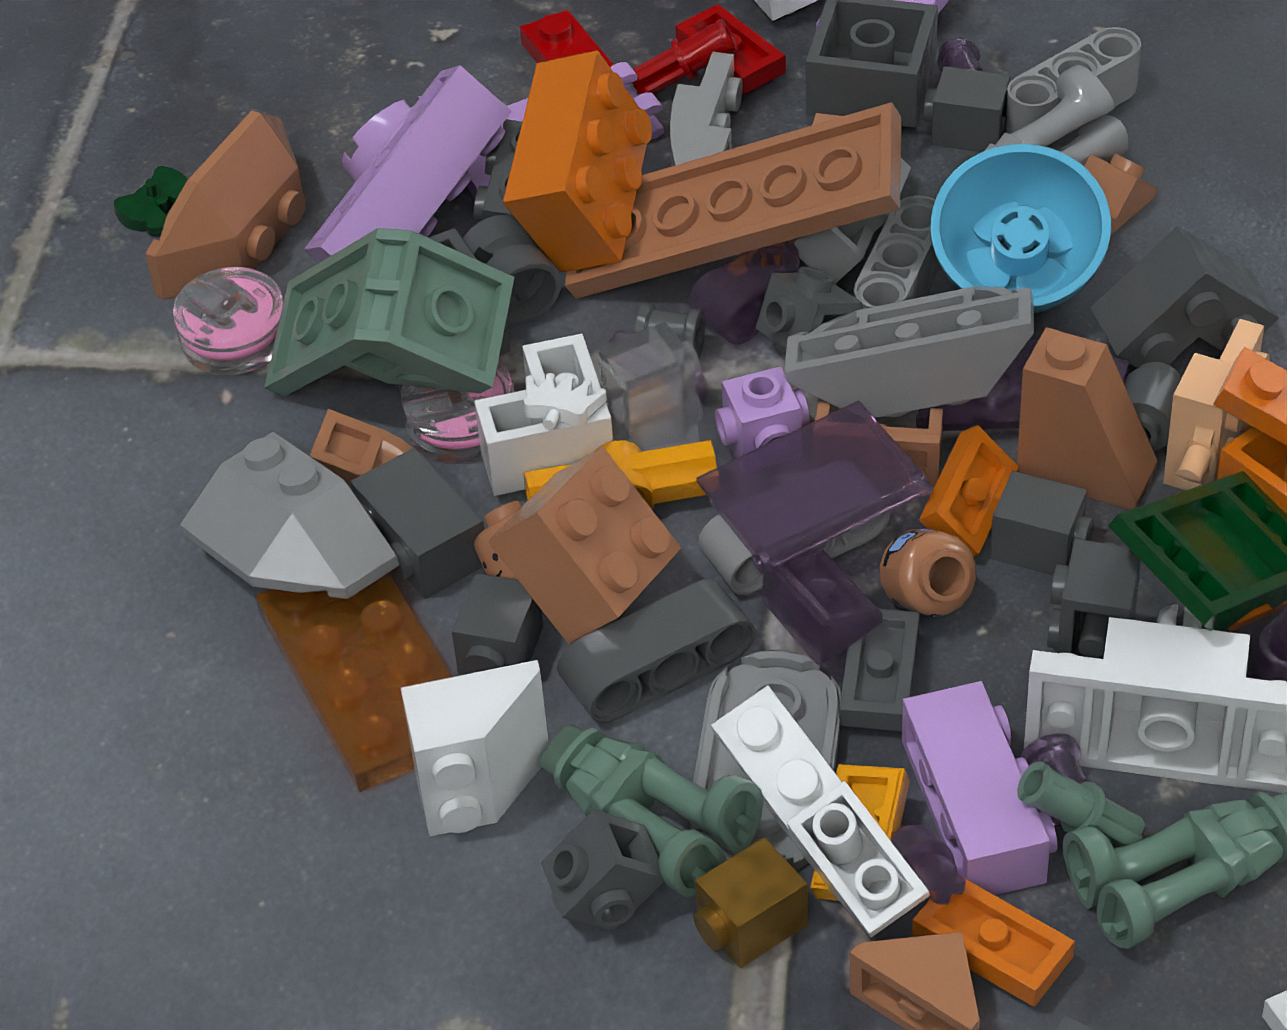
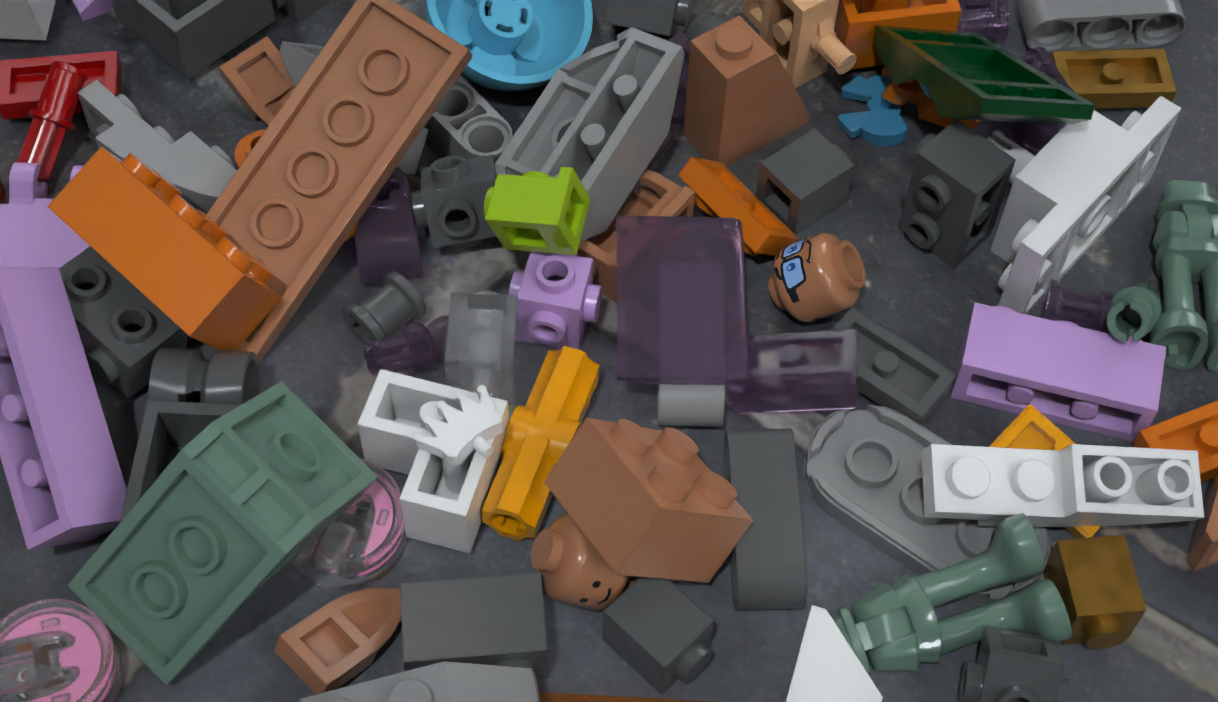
camera: 65 degrees left, 10 degrees up
(794, 335) = (538, 211): none -> lime brick
(930, 861) = (1159, 434): clear purple axle -> none

